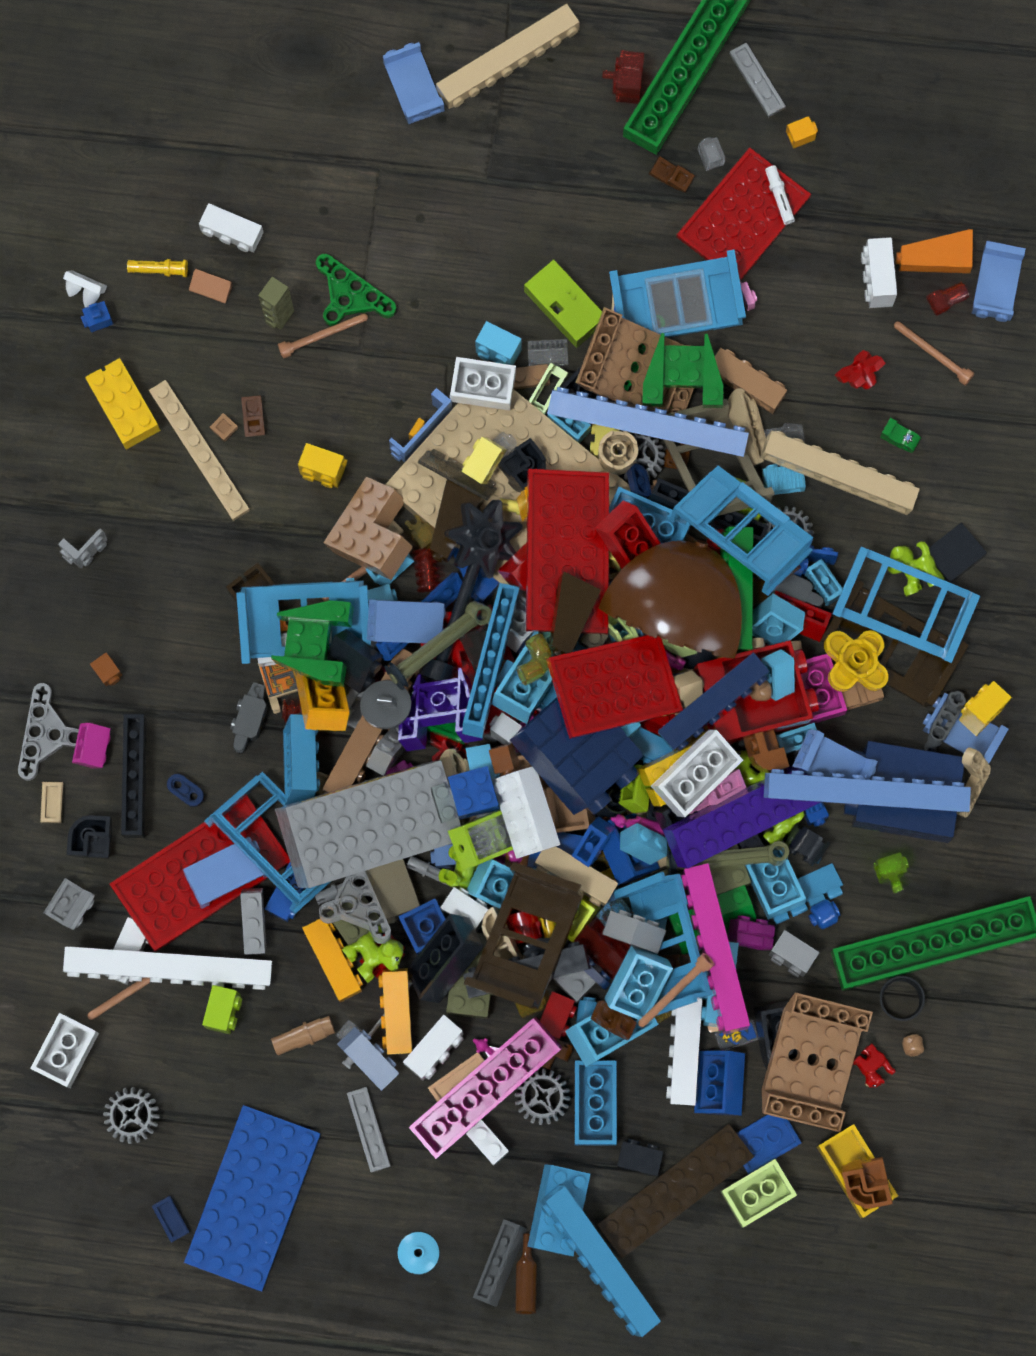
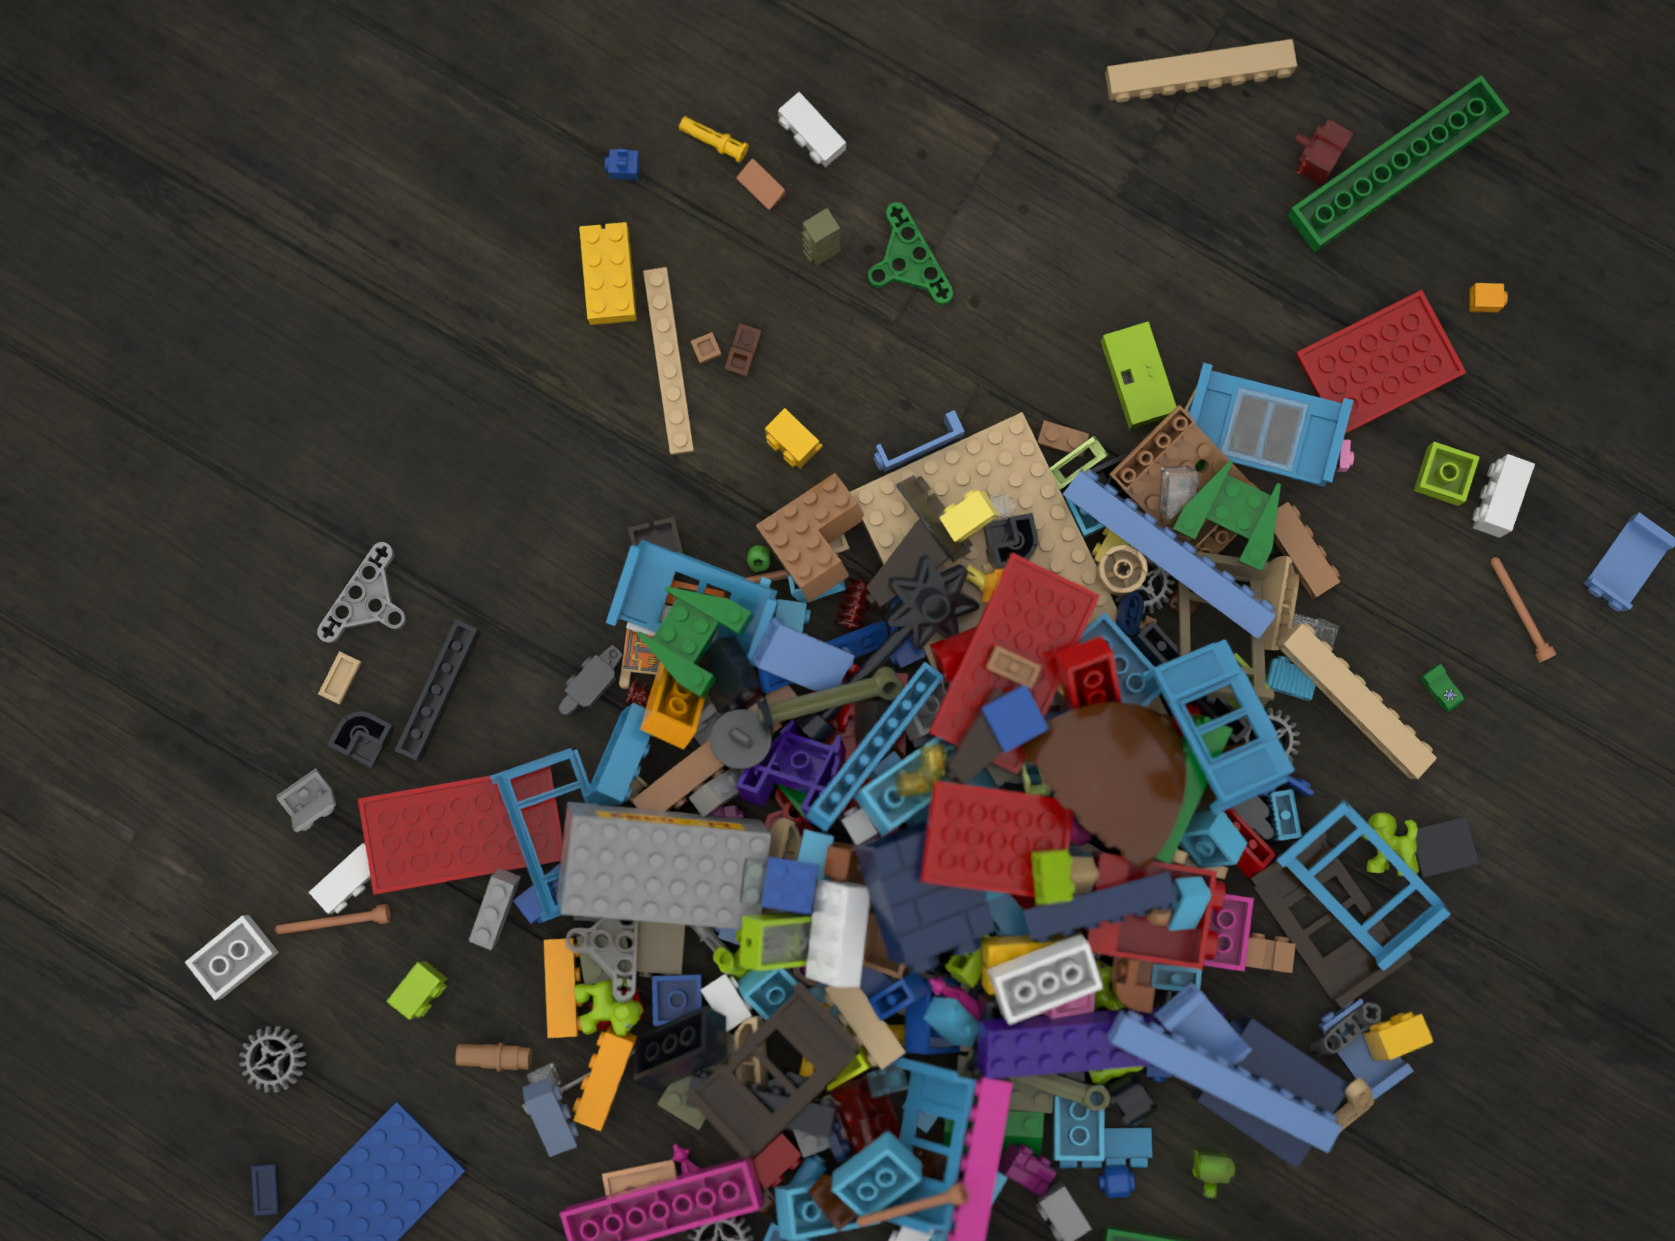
camera: 25 degrees right, 5 degrees up
(85, 554) = (493, 424): light grey bracket -> none
(91, 290) = (632, 128): white tile -> none
(91, 745) = (407, 636): dark pink brick -> none
(106, 670) = (461, 560): dark orange brick -> none
(167, 966) = (379, 917): white brick -> none
(185, 791) = (486, 731): dark blue plate -> none
(221, 873) = (482, 843): medium blue panel -> none
(287, 348) = (814, 291): nougat piece -> none
(337, 567) = (759, 558): none -> bright green piece
(368, 1129) = (518, 1190): light grey tile -> none
(412, 83) = (1082, 54): medium blue panel -> none
(418, 425) = (916, 442): light orange tile -> none
(421, 533) = (868, 563): clear yellow brick -> none
(434, 1048) = (626, 1138): white brick -> none
(483, 383) = (1007, 428): white brick -> none
(498, 345) = (1043, 391): medium azure brick -> none
(525, 924) = (782, 1052): red piece -> none
(547, 352) = (1095, 422): clear panel -> none
(567, 553) = (1013, 667): none -> medium nougat plate
(585, 588) = (1014, 718): none -> blue tile
(631, 372) = (1176, 489): none -> clear slope
(634, 930) = (898, 1116): light grey brick -> none
(667, 693) = (1052, 876): none -> lime brick
(671, 175) = (1320, 282): reddish brown slope -> none
(711, 153) = (1376, 277): clear brick -> none
(757, 80) = (1464, 217): light grey tile -> none
(777, 187) = (1432, 350): white pin -> none
(830, 275) = (1446, 473): none -> lime brick
(847, 651) = (1264, 926): yellow plant -> none
(861, 371) = (1432, 597): red plant -> none
(940, 254) = (1578, 503): orange slope -> none
(943, 300) = (1559, 556): clear red piece -> none

